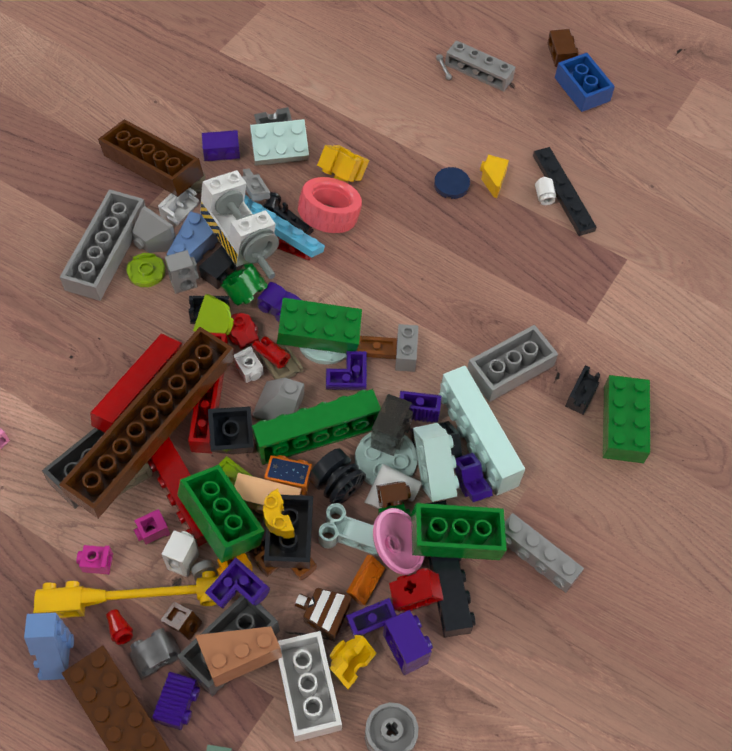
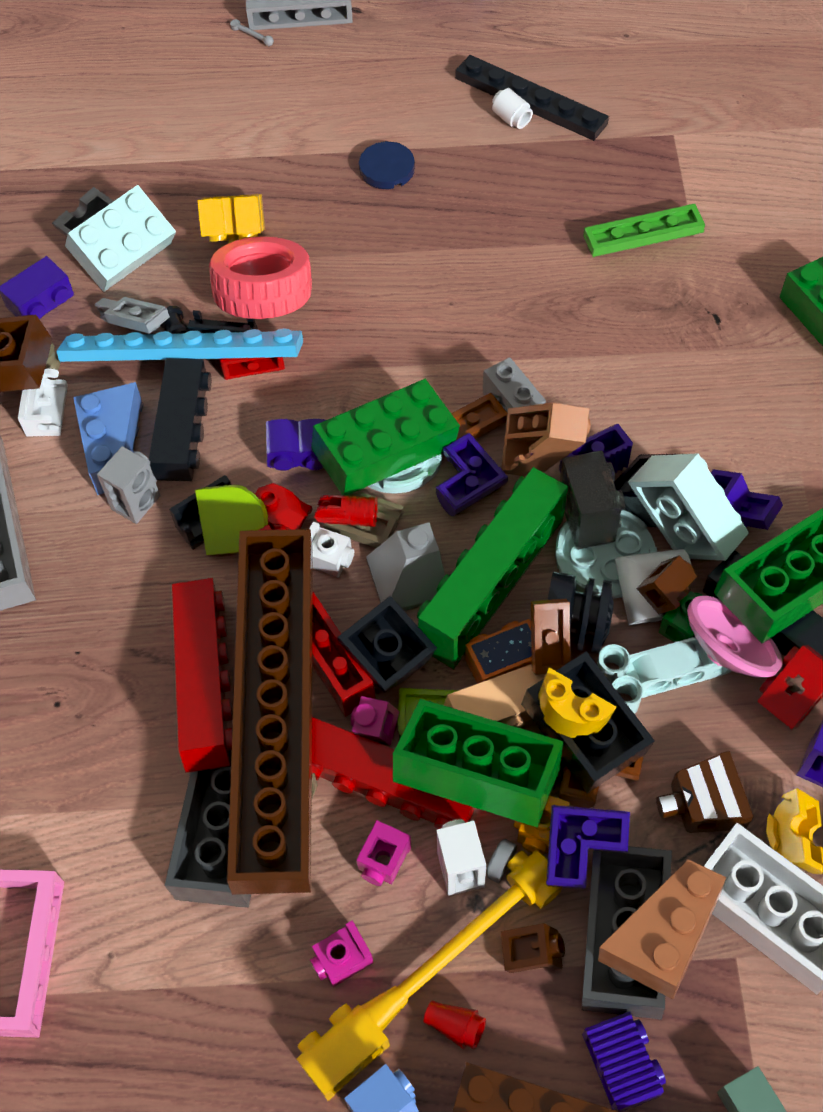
camera: 30 degrees left, 0 degrees up
(146, 270) = (67, 518): lime tile -> none
(152, 232) = (42, 457): light grey slope -> none
(154, 652) = (535, 1023): flat silver cylinder -> none
(195, 458) = (374, 720): none -> dark pink brick
(241, 233) = (172, 380): piece -> none
(243, 284) = (233, 447): green brick -> none
(307, 476) = (550, 634): none -> dark orange plate
(365, 580) = (721, 719): orange plate -> none
(370, 617) = (775, 760): dark purple brick -> none
(392, 376) = (542, 436): none -> nougat wedge
(481, 430) = (676, 422): light aqua brick -> none
(493, 173) = (432, 123): yellow slope -> none
(512, 363) = (658, 333): light grey brick -> none
(558, 302) = (644, 230): none -> bright green plate
(583, 391) = (764, 316): black hinge -> none

